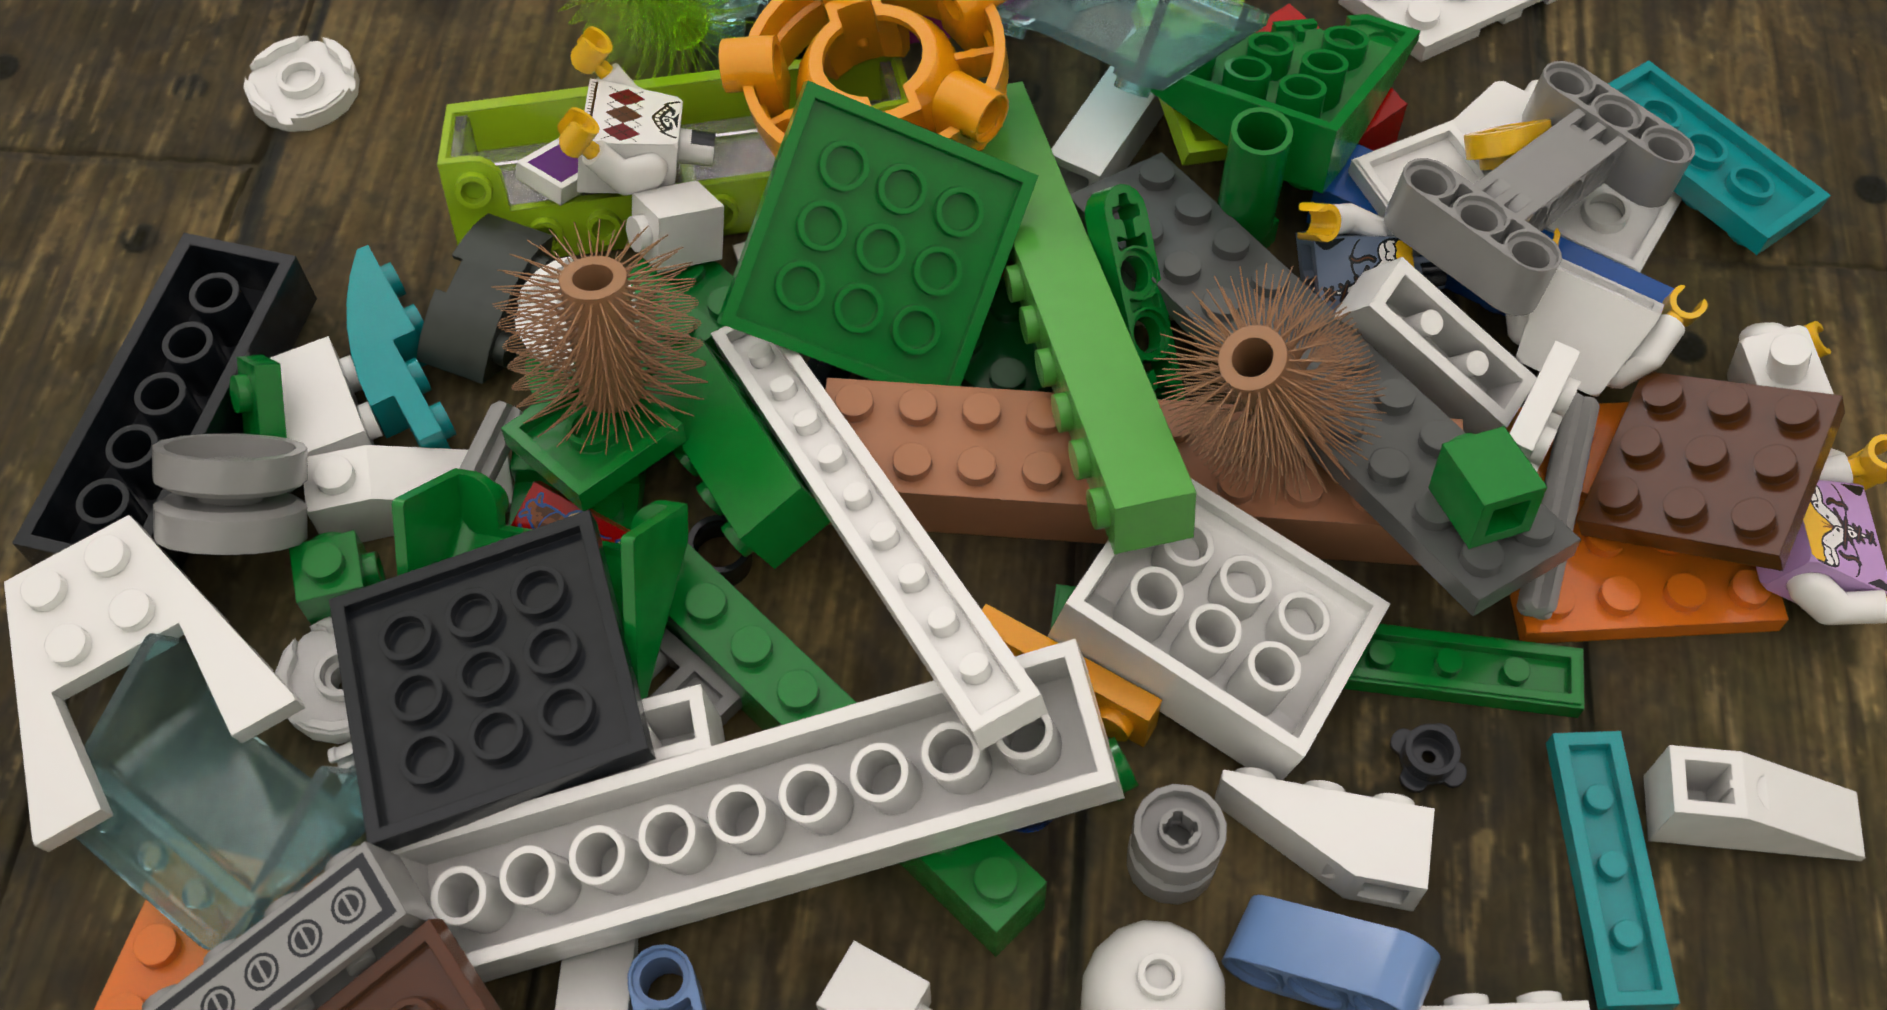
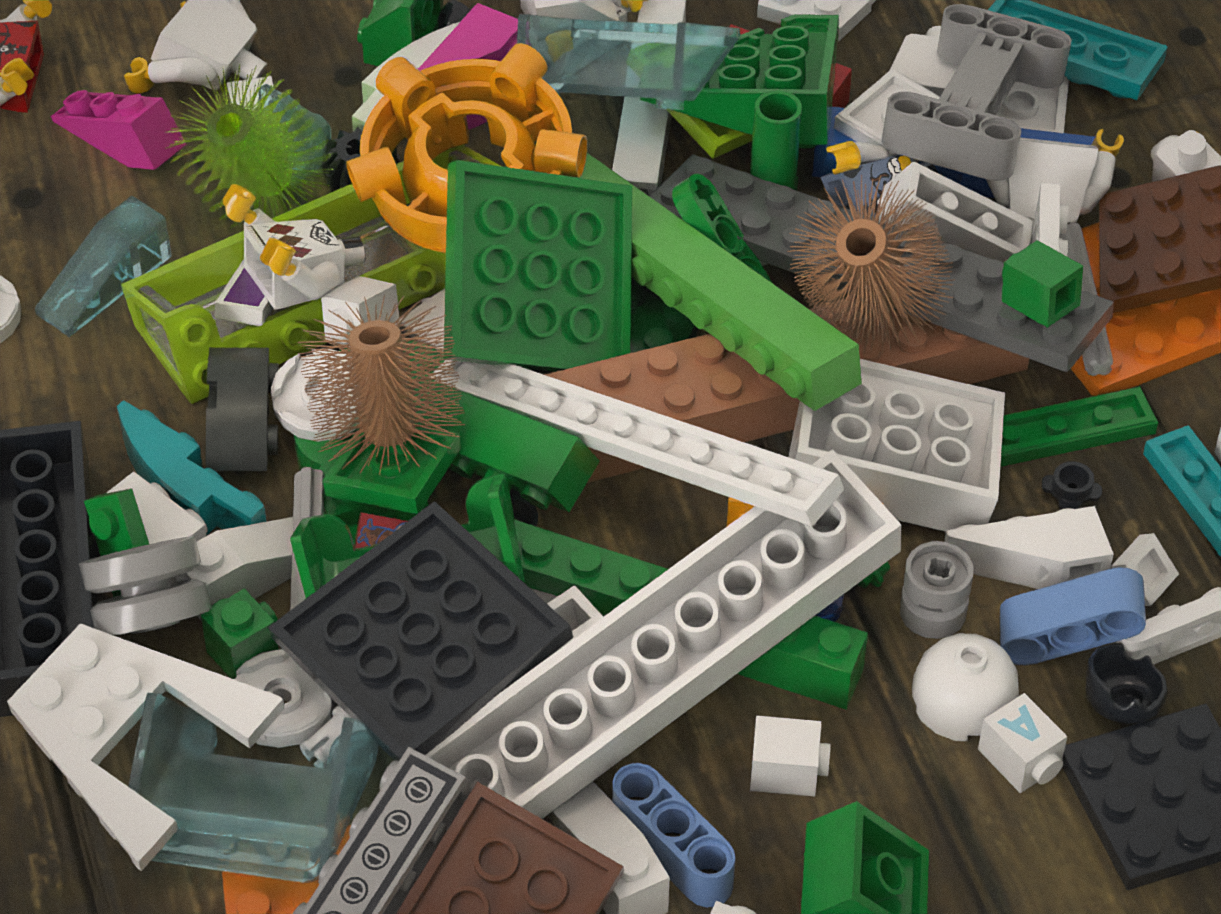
camera: 25 degrees left, 10 degrees down
(468, 63) = (117, 249): none -> clear light blue slope
(1467, 919) = (1152, 562): none -> white plate
(1501, 142) = (938, 72): yellow plate -> none

